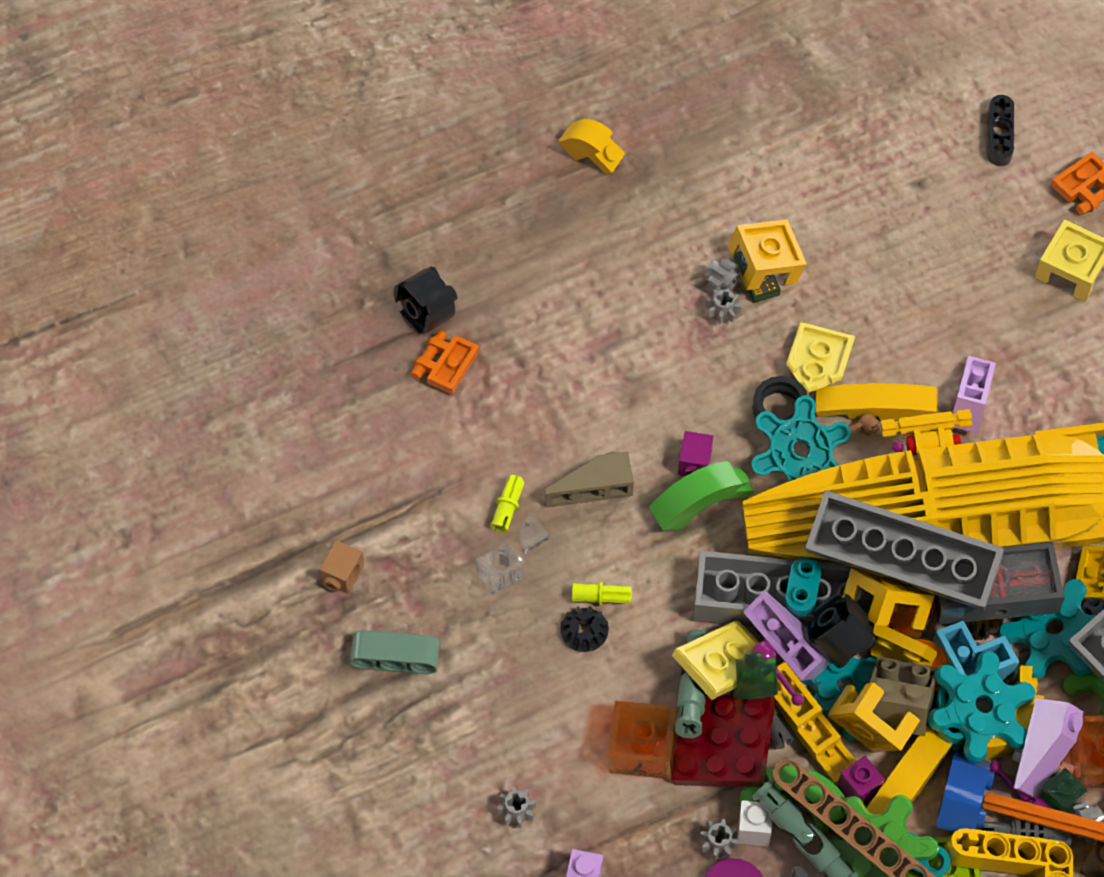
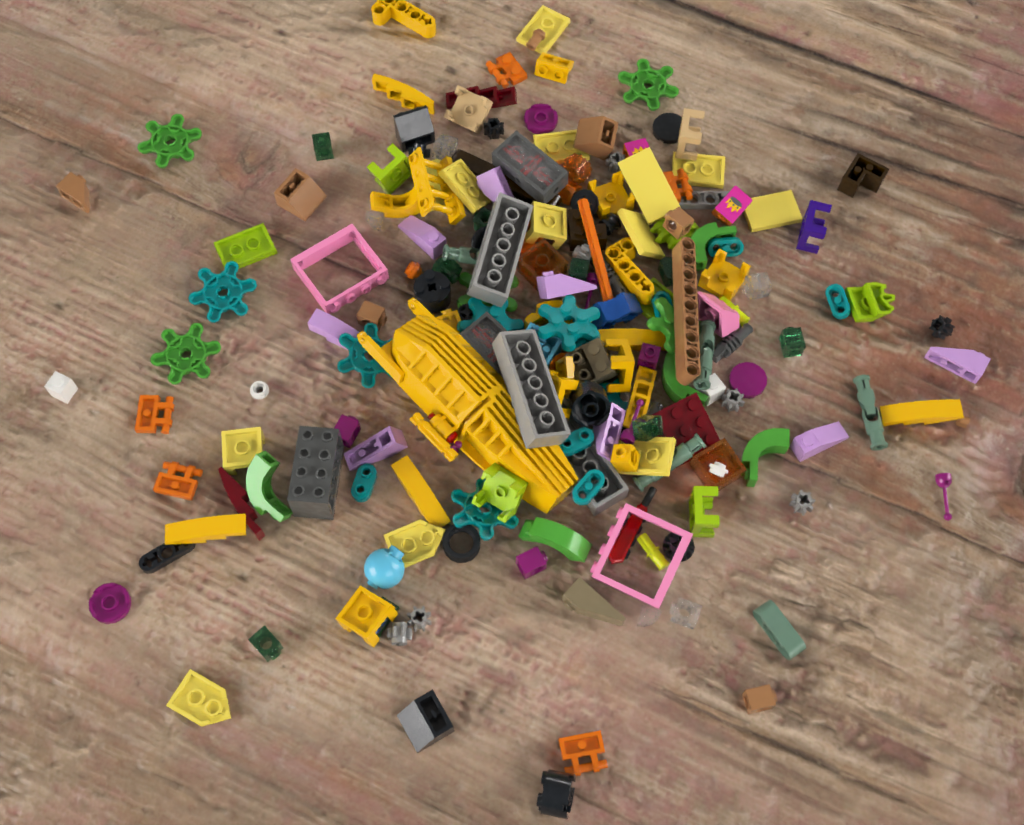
camera: 130 degrees left, 5 degrees up
(507, 504) = (643, 641): neon yellow axle -> none
(592, 140) = (358, 787): yellow brick -> none
(595, 656) = (699, 523): none -> lime panel
(604, 244) = (425, 721): none -> slope
(618, 605) = (613, 534): none -> bright pink window
(626, 838) = (768, 441): none -> bright green arch
(633, 713) = (718, 469): none -> white plate
(644, 581) = (631, 528): none -> red sword
(731, 555) = (587, 488): none -> teal plate
(736, 625) = (625, 458): none -> yellow brick
(785, 466) = (501, 490): none -> lime panel
(803, 72) = (200, 700): none -> light yellow tile
(811, 304) = (384, 568): none -> medium azure brick
(824, 154) = (262, 636): none -> clear green brick
(866, 422) = (436, 489): medium nougat hand -> none
(936, 360) = (364, 481): none -> teal plate
(981, 54) = (110, 603): none -> magenta tile
(983, 302) = (316, 472): none -> dark grey brick
(996, 167) = (204, 529): none -> yellow slope
(1001, 241) = (260, 489): none -> arch
(1015, 222) = (239, 499): none -> dark red slope
(1022, 377) = (349, 429): none -> magenta brick

